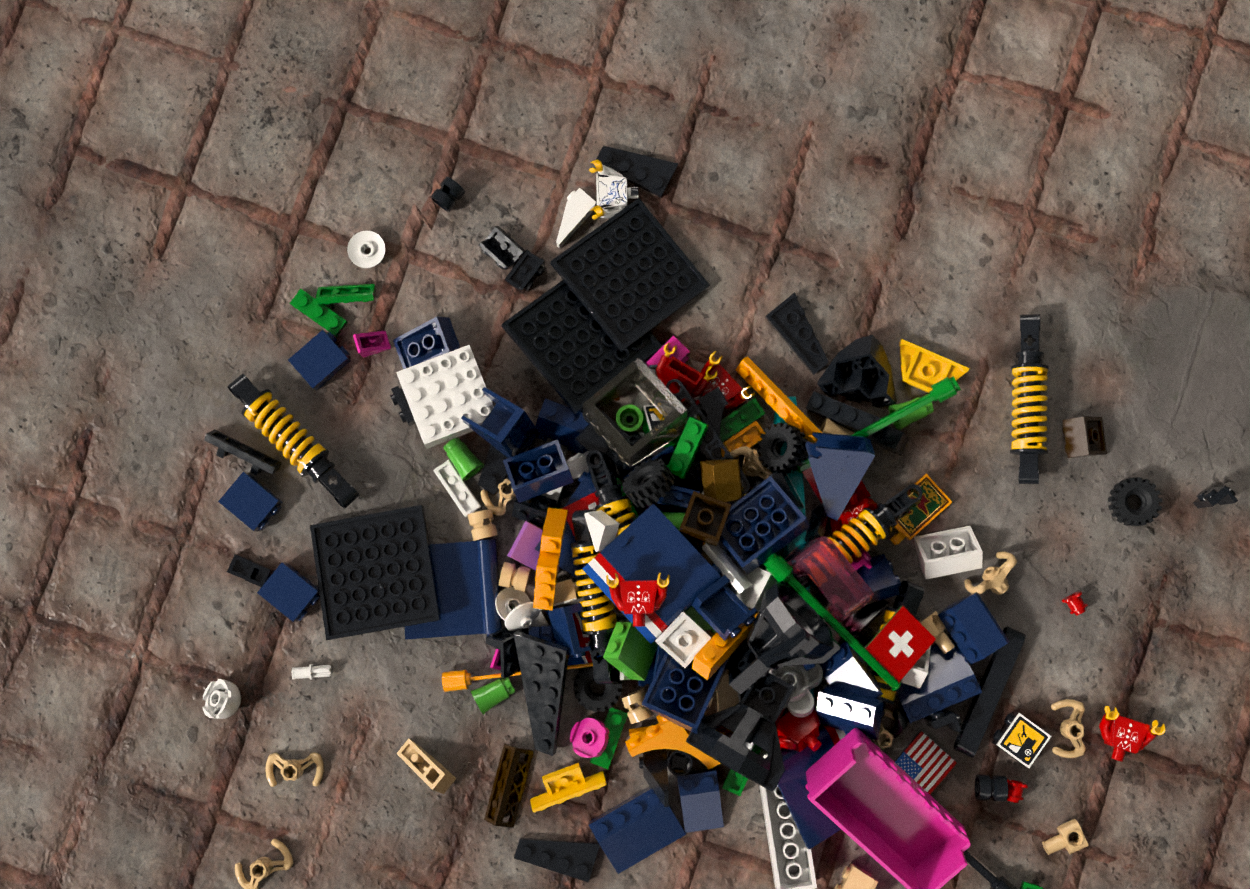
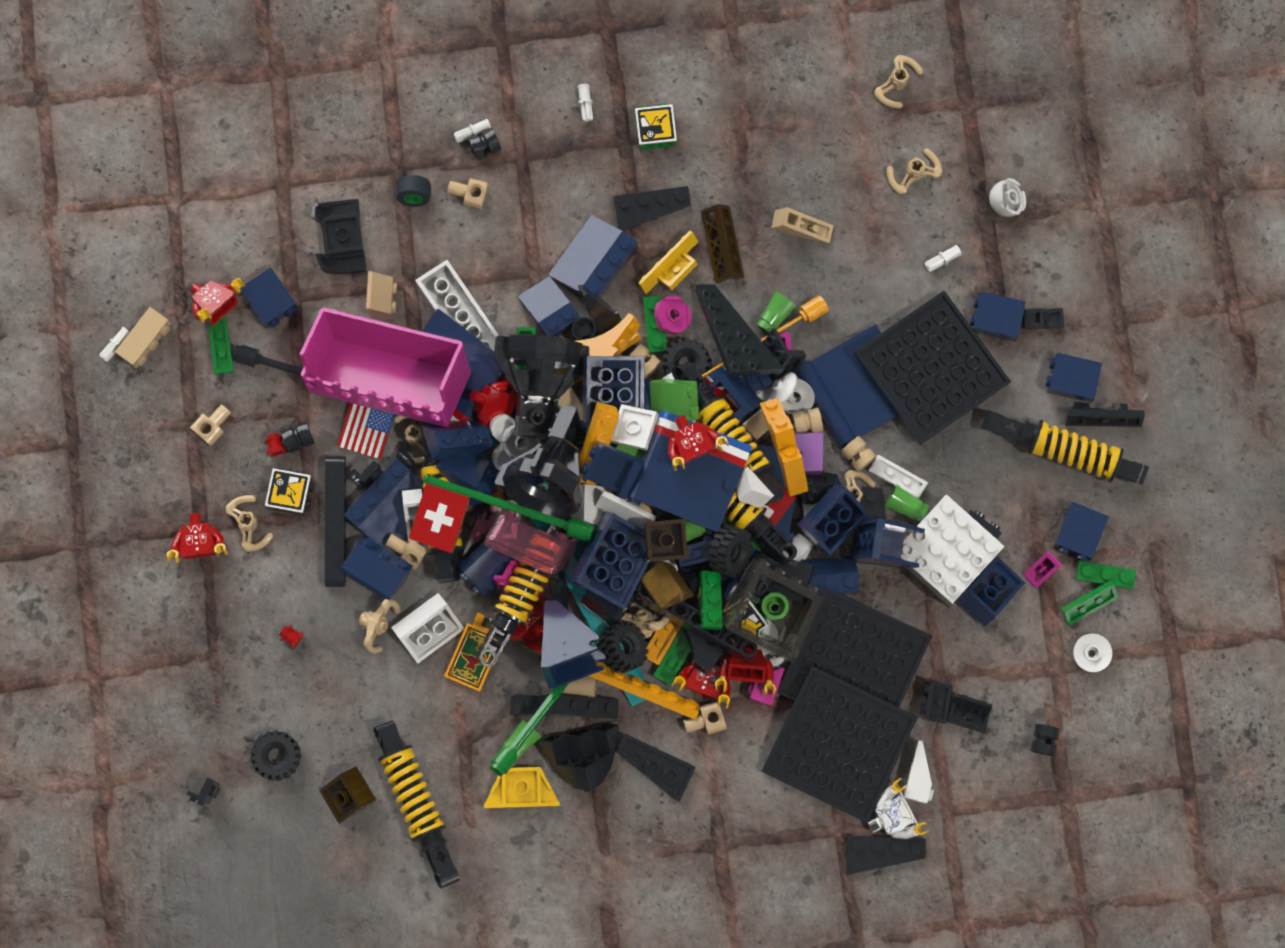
camera: 150 degrees right, 5 degrees down
(740, 352) = (702, 720): none -> tan piece

